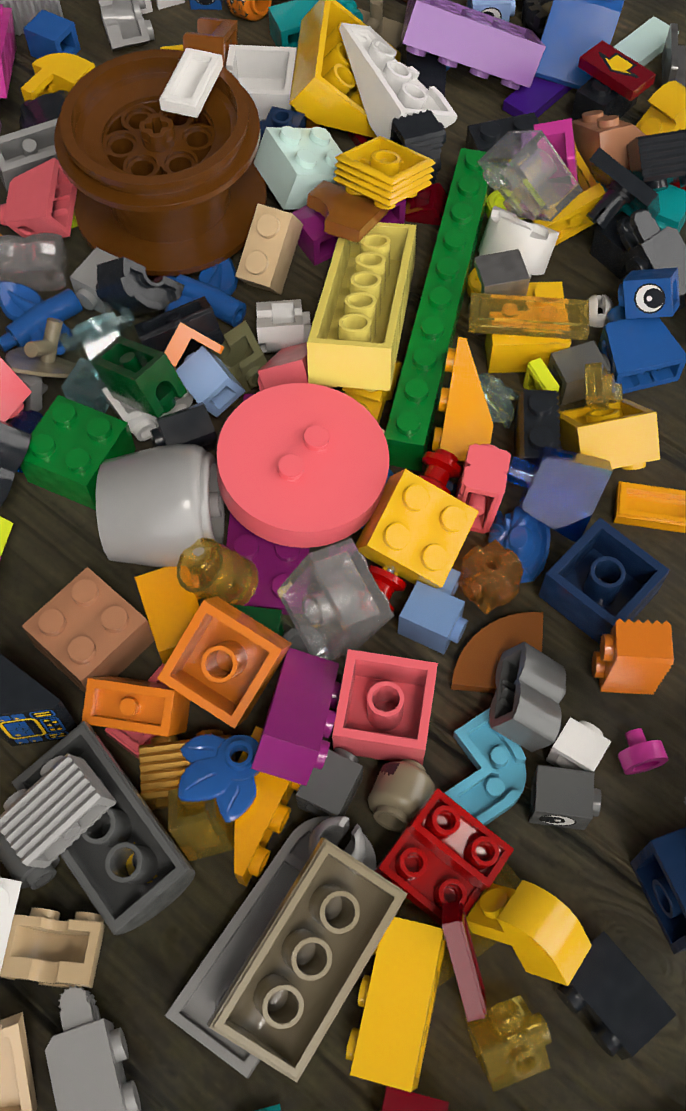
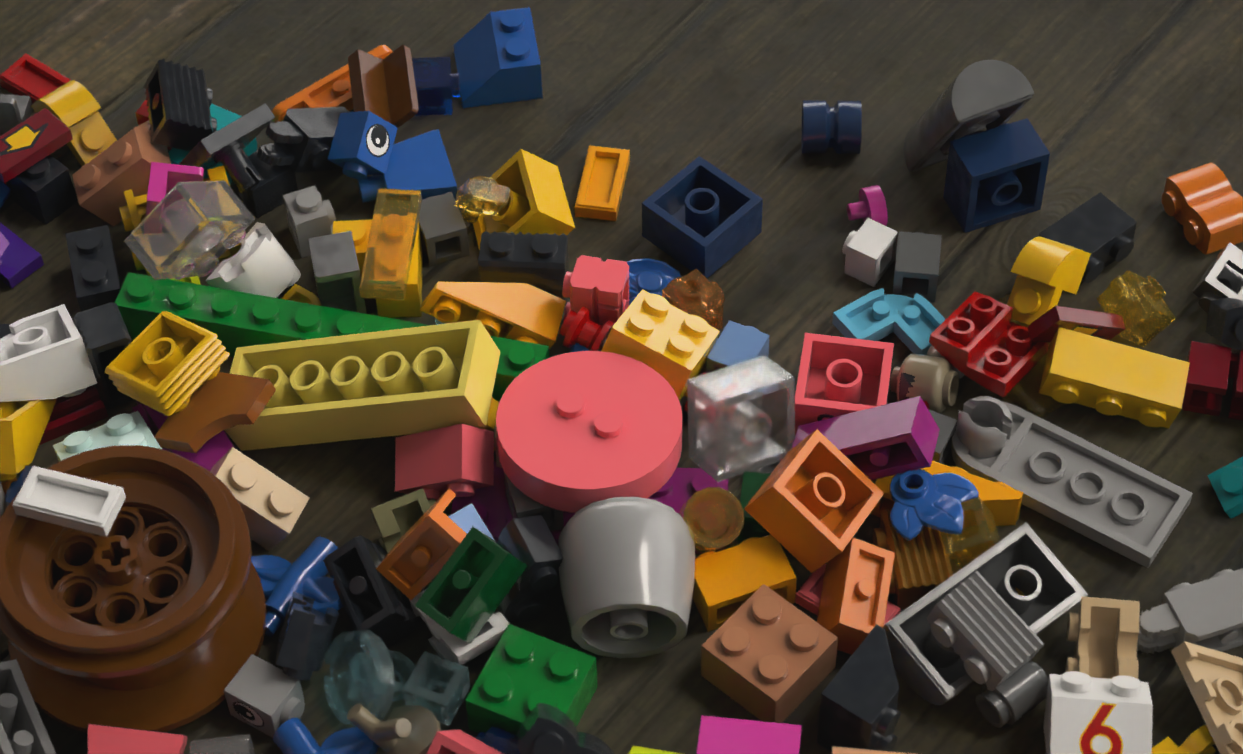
camera: 90 degrees left, 10 degrees down
(281, 324) = (348, 495): white cylinder -> none
(307, 960) = (1095, 421): dark tan brick -> none
(481, 655) = (758, 306): dark orange tile -> none
(528, 697) = (834, 280): dark grey brick -> none
(539, 377) = (455, 259): neon yellow tile -> none
(561, 488) = (602, 226): clear blue torso -> none
(578, 272) = (308, 217): none -> light grey brick
(604, 302) = (348, 207): white hinge -> none
(633, 657) = (784, 195): orange brick -> none

